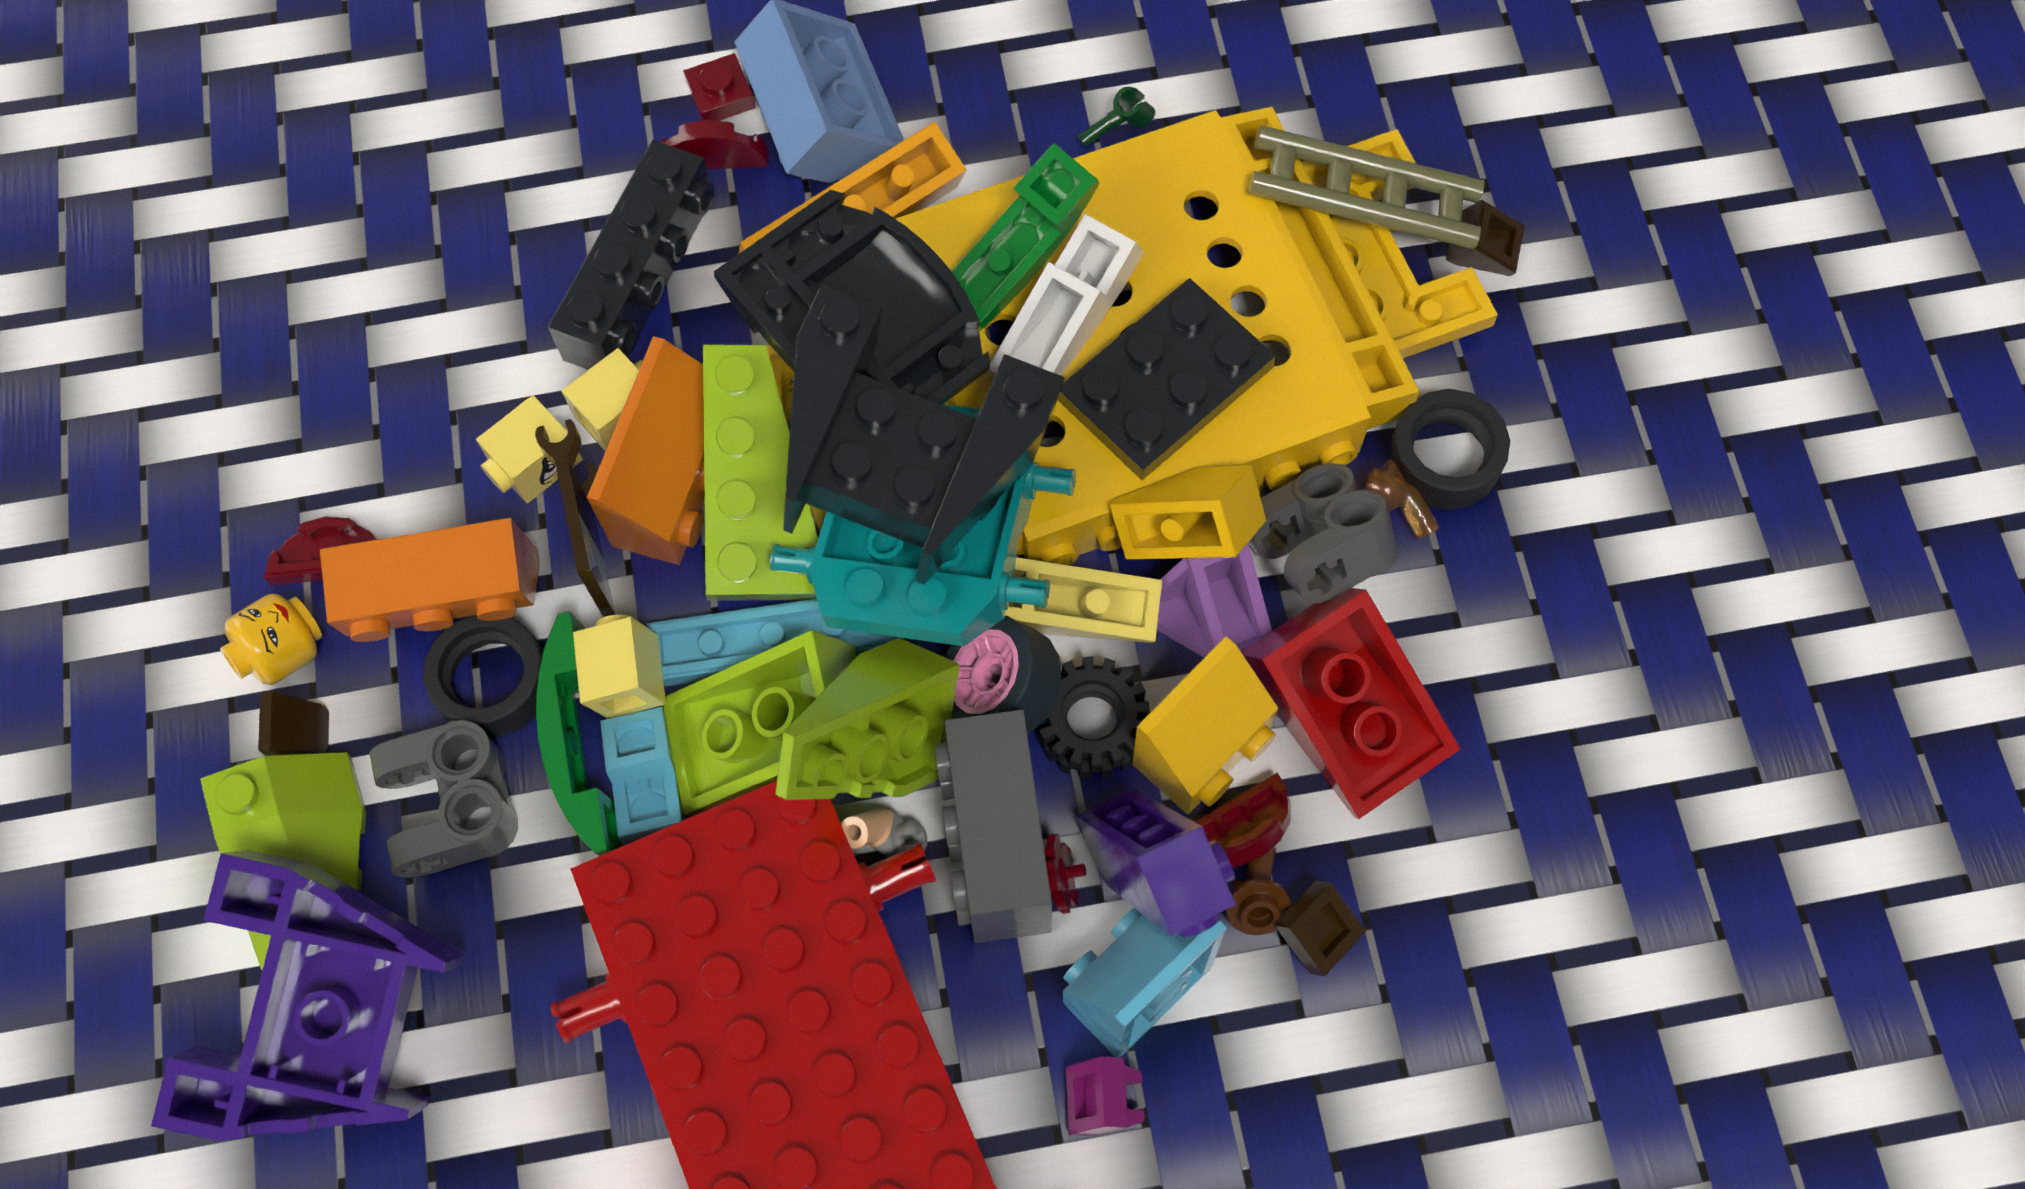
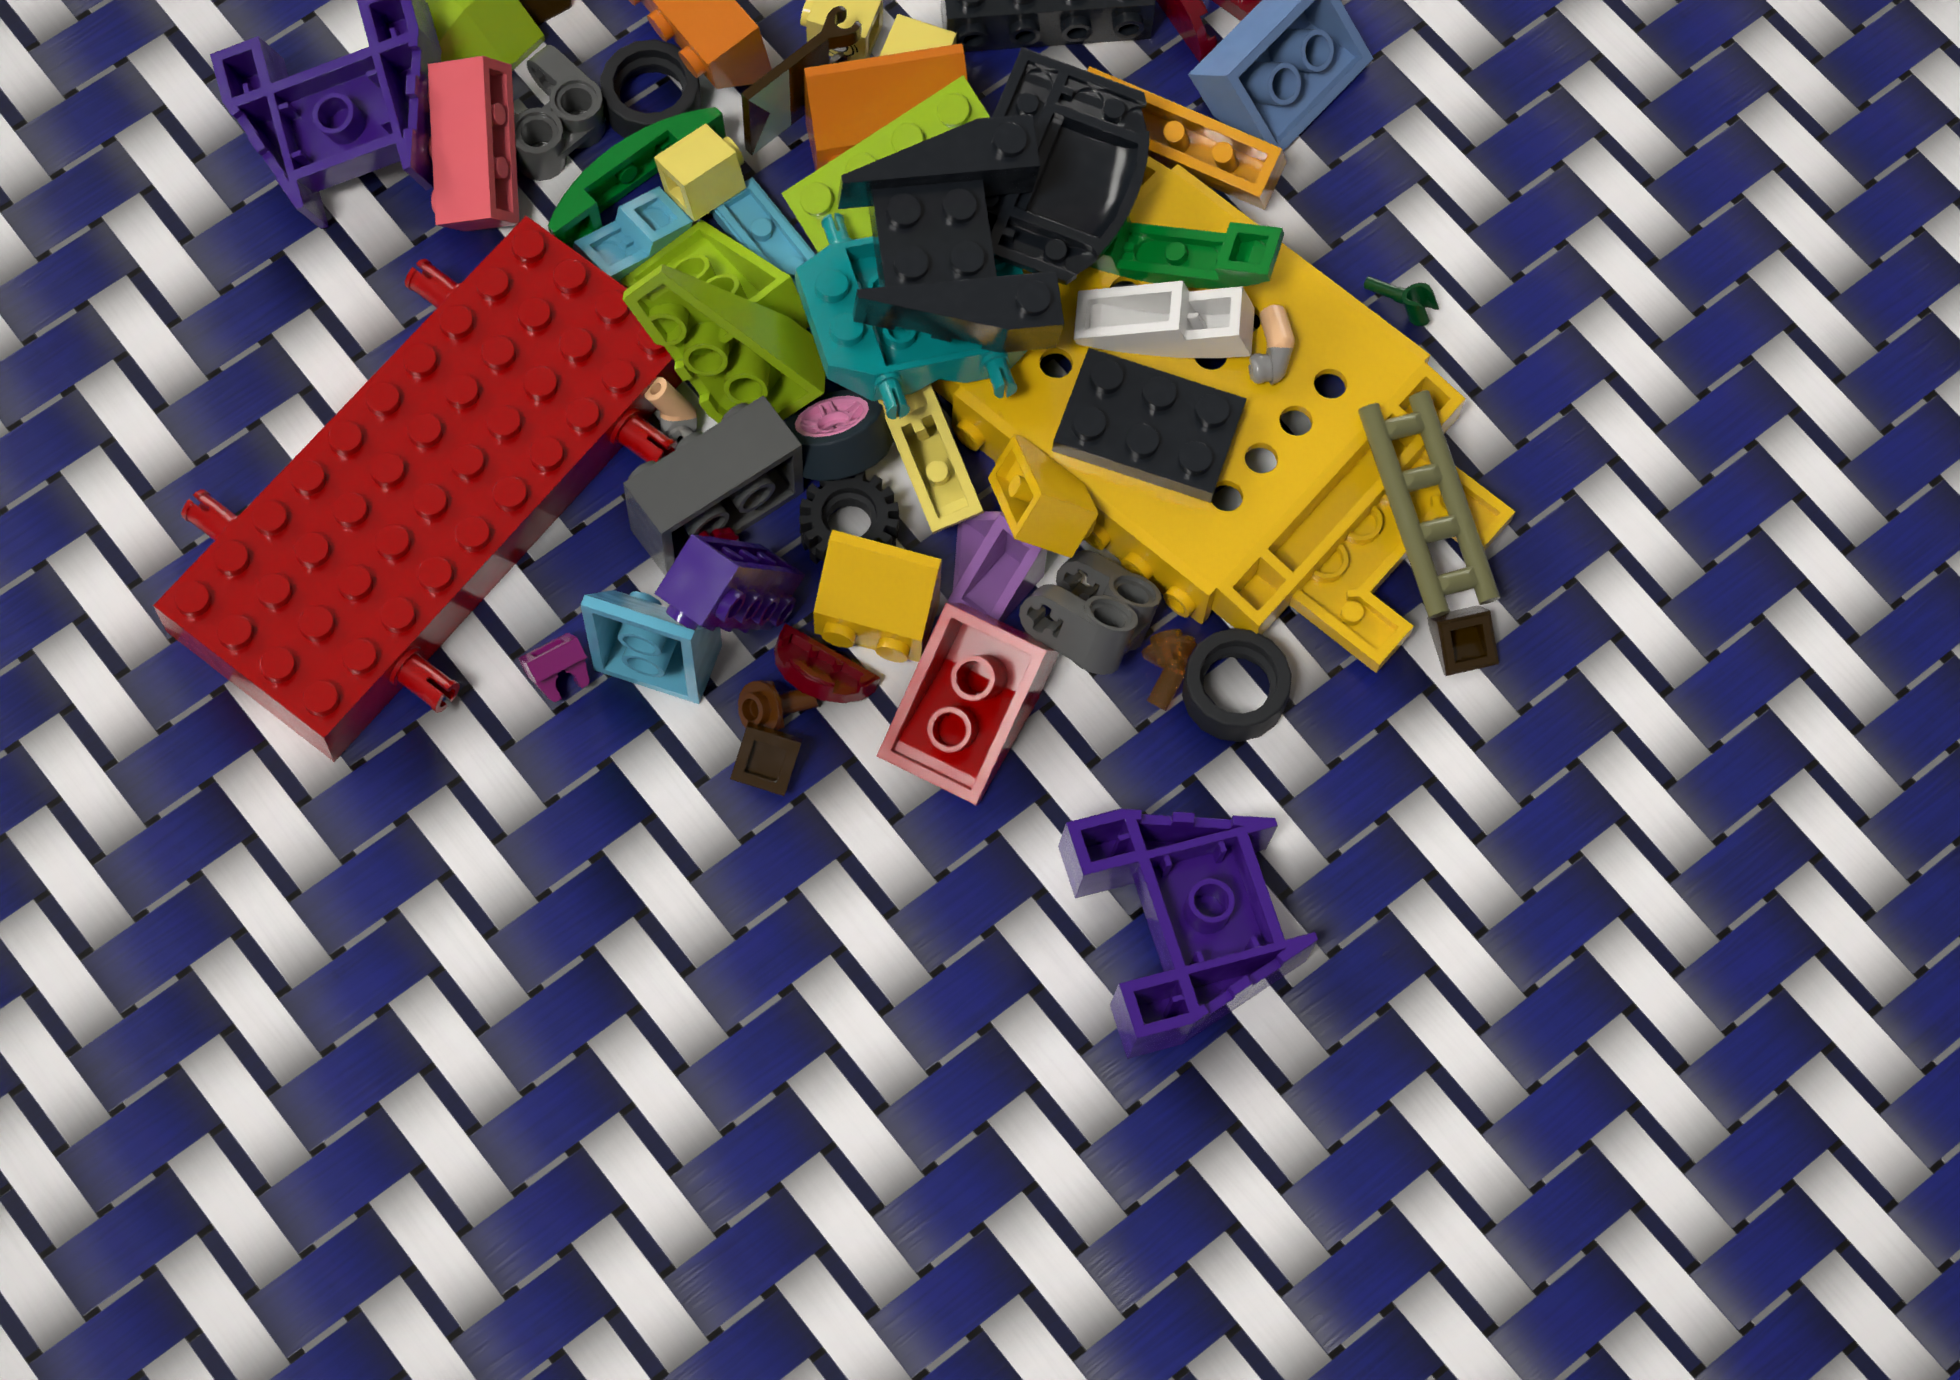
camera: 55 degrees right, 0 degrees up
(447, 885) = (473, 144): none -> coral brick
(1153, 226) = (1280, 344): none -> arm
(1690, 591) = (1202, 909): none -> dark purple wedge

